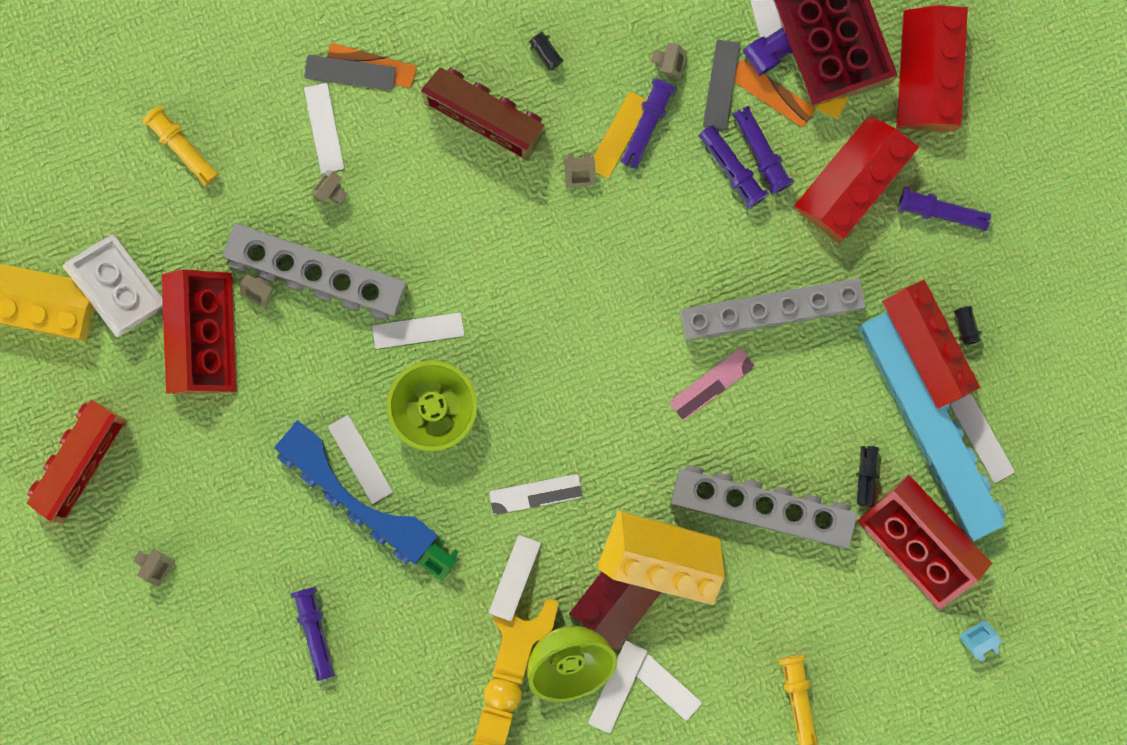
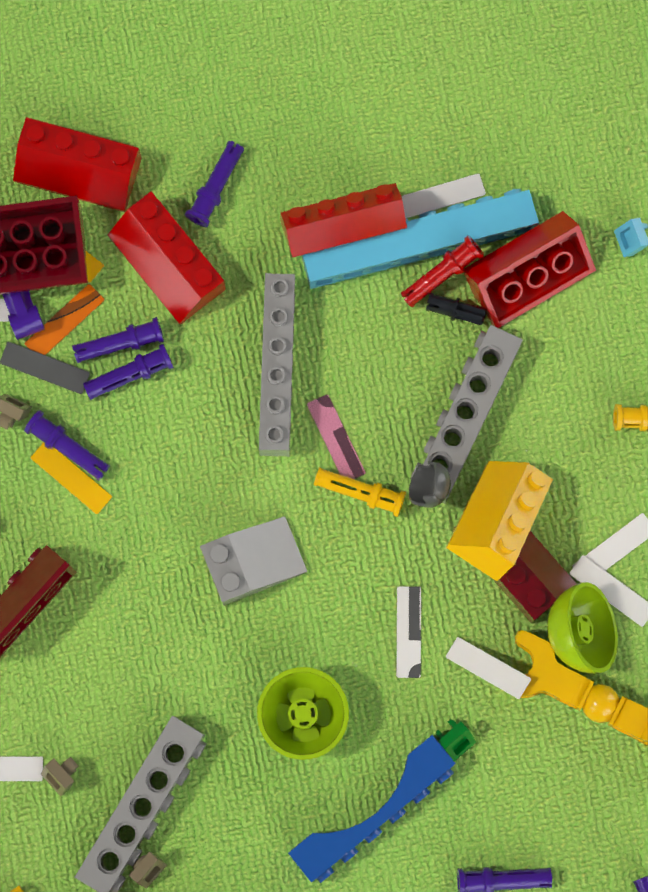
camera: 75 degrees left, 5 degrees down
(360, 459) = (338, 799): white sticker -> none
(418, 330) = (222, 715): white sticker -> none
(573, 327) = (253, 560): none -> light grey slope
(579, 171) = (99, 521): dark tan tile -> none
(662, 433) = (325, 479): none -> yellow pin
(679, 483) = (429, 485): none -> dark grey hair
(911, 462) = (453, 263): none -> red pin
(967, 326) = (331, 185): black pin -> none

